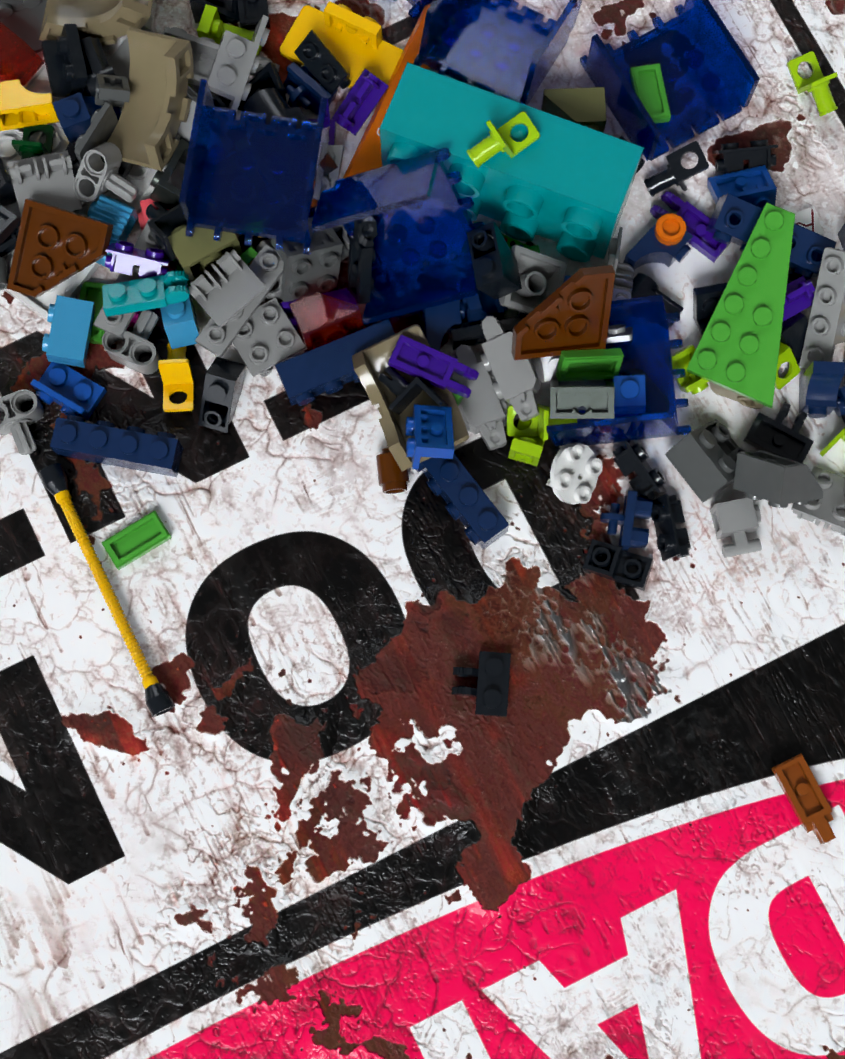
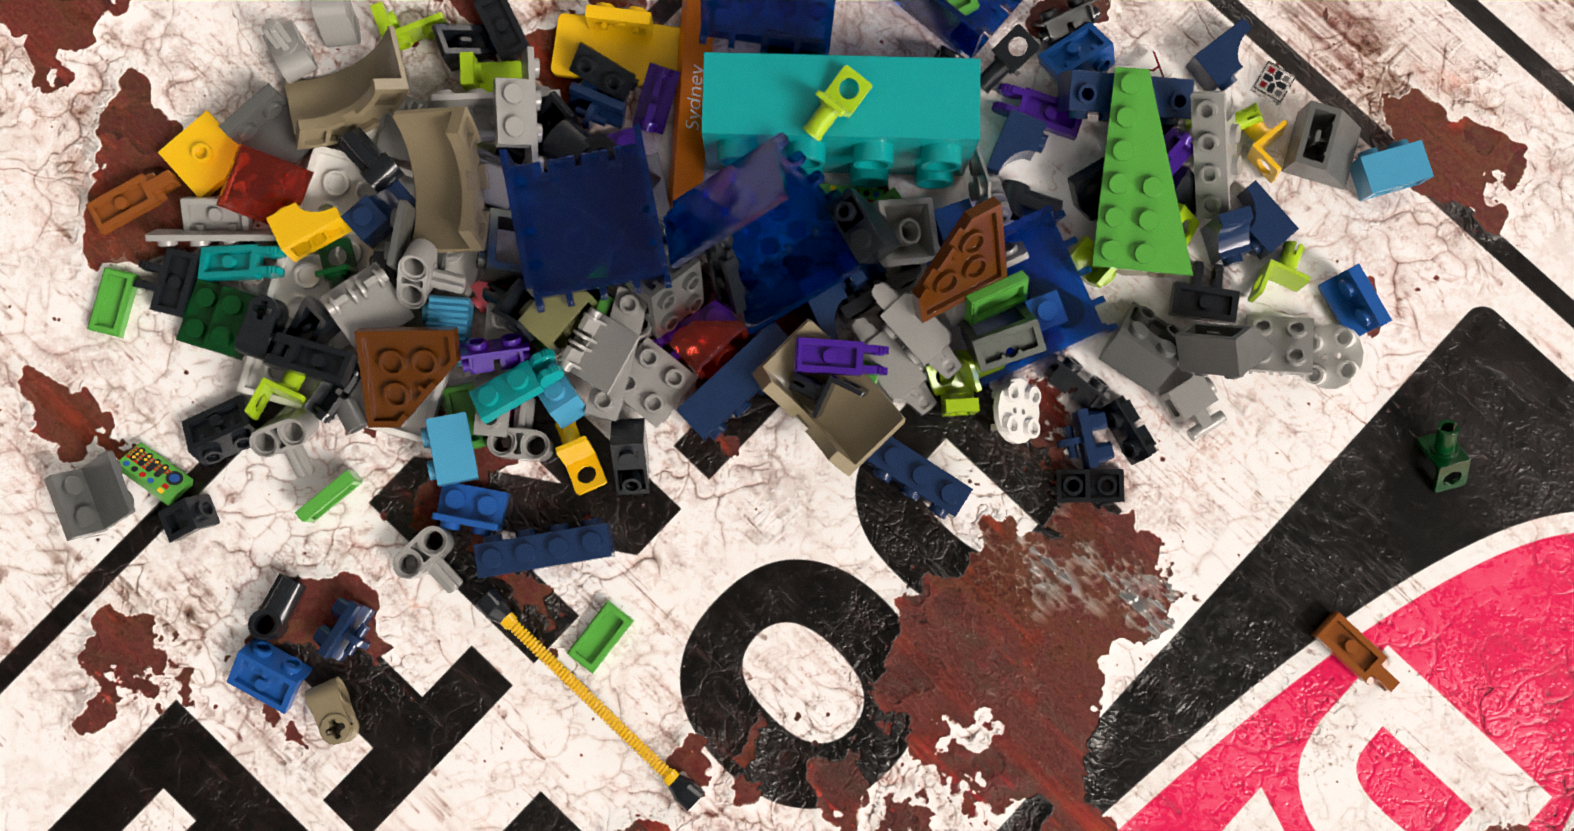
camera: 25 degrees left, 5 degrees up
(65, 63) = (336, 167): black bracket -> none
(112, 90) = (398, 180): dark grey bracket -> none
(390, 475) = (831, 477): reddish brown brick -> none
(430, 433) = (865, 430): blue bracket -> none
(492, 683) = (1009, 650): black hinge -> none
(577, 105) = (884, 33): olive slope -> none
(670, 229) = (1023, 124): orange tile -> none

